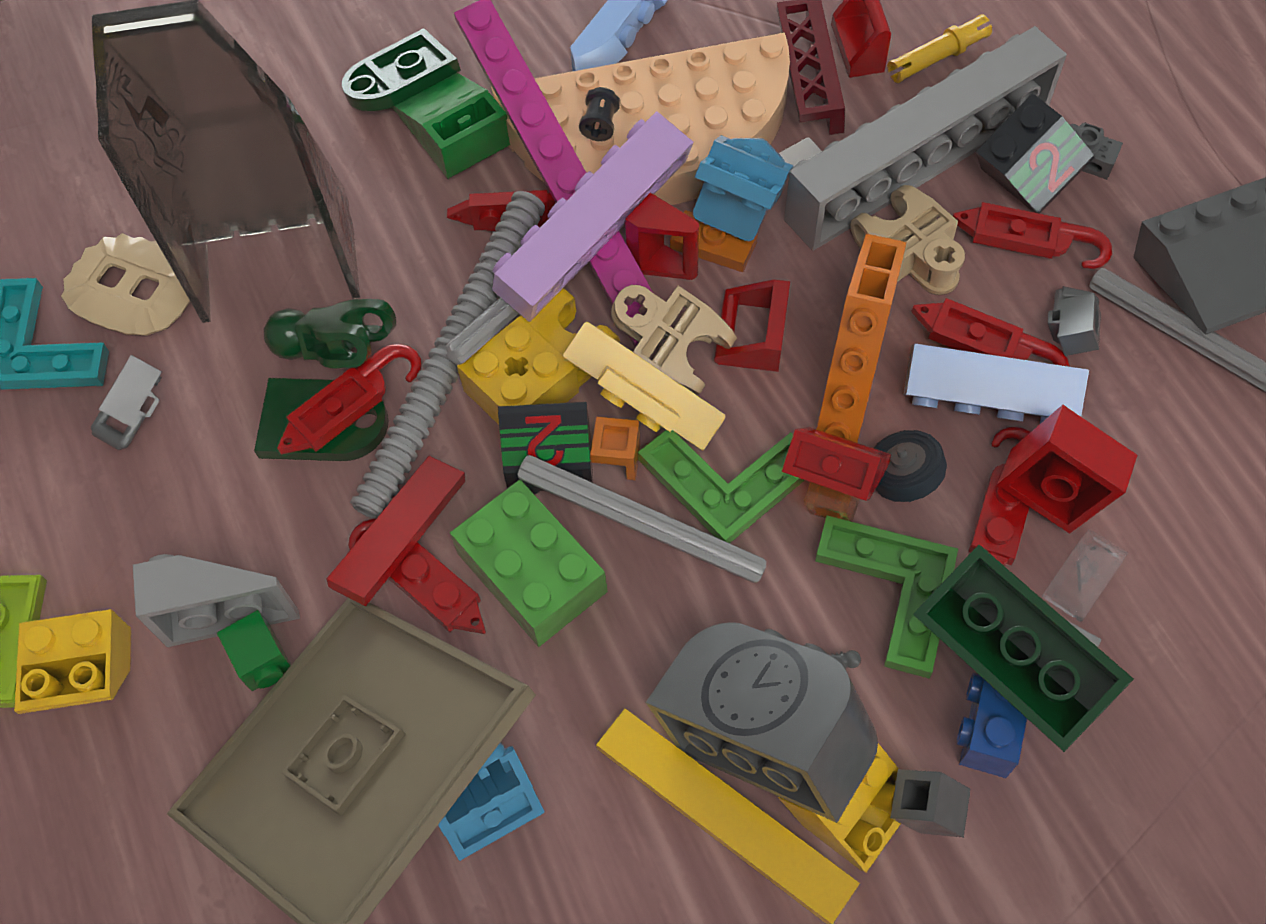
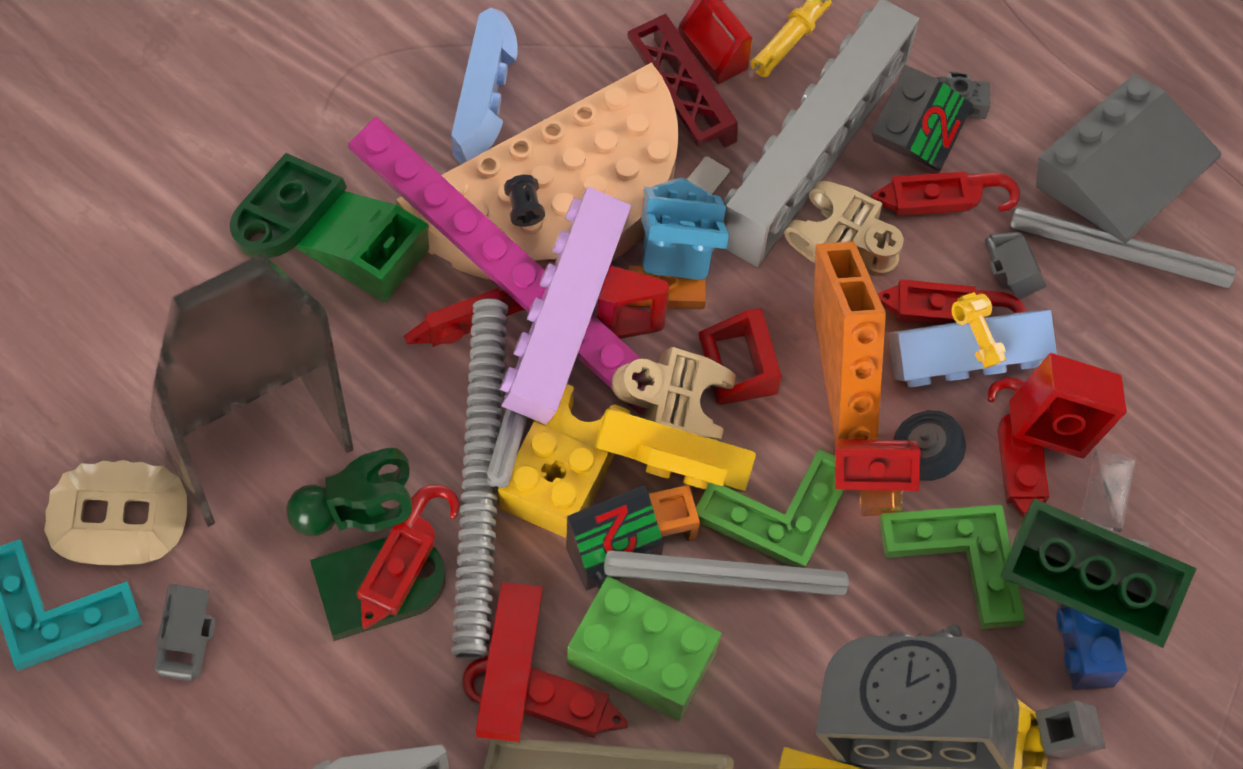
camera: 30 degrees left, 0 degrees up
(1002, 344) = (973, 310): none -> yellow bar

